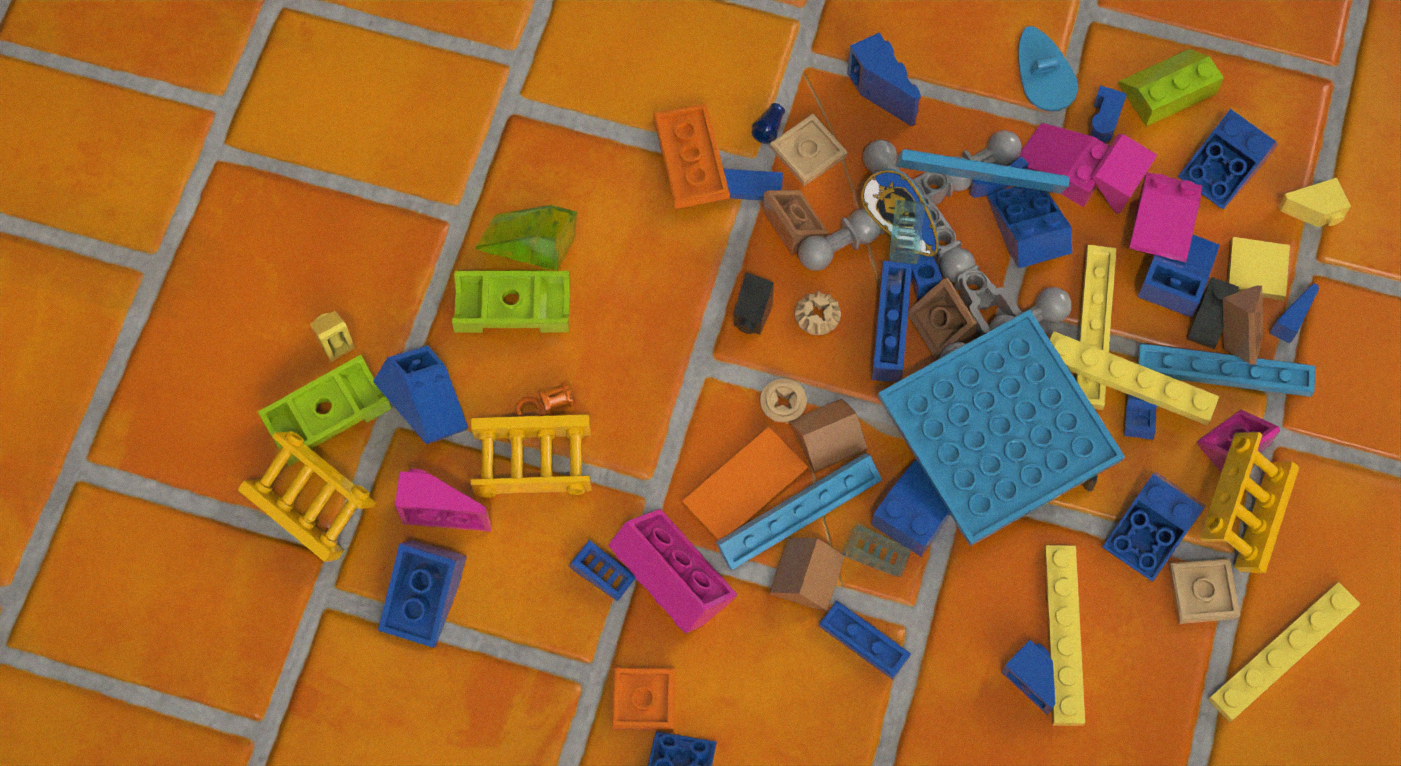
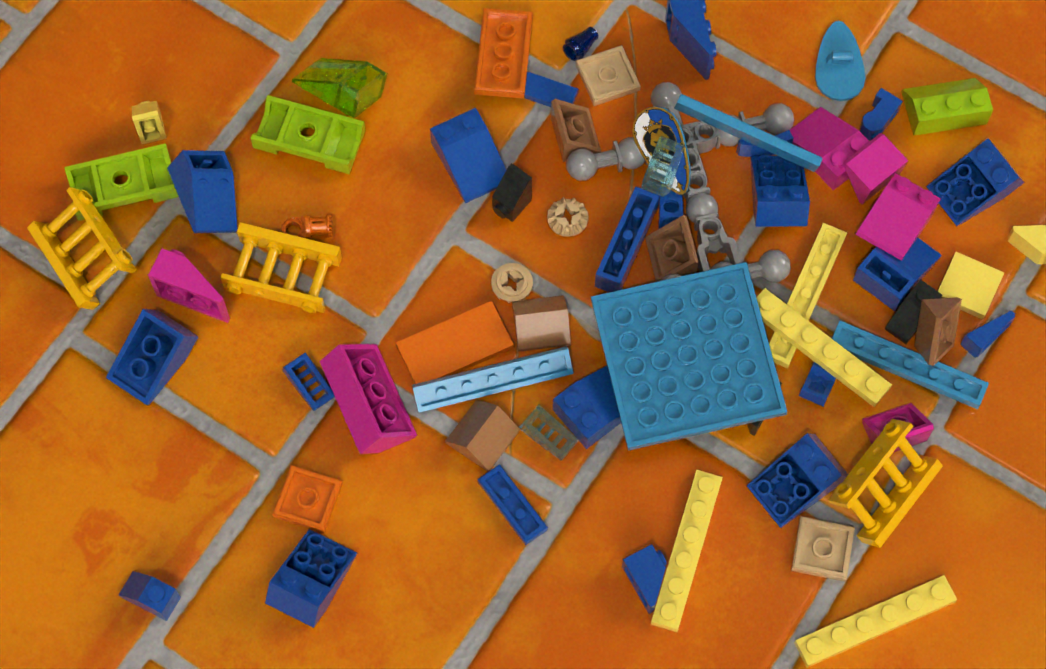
camera: 15 degrees right, 0 degrees up
(692, 276) = (468, 154): none -> blue slope

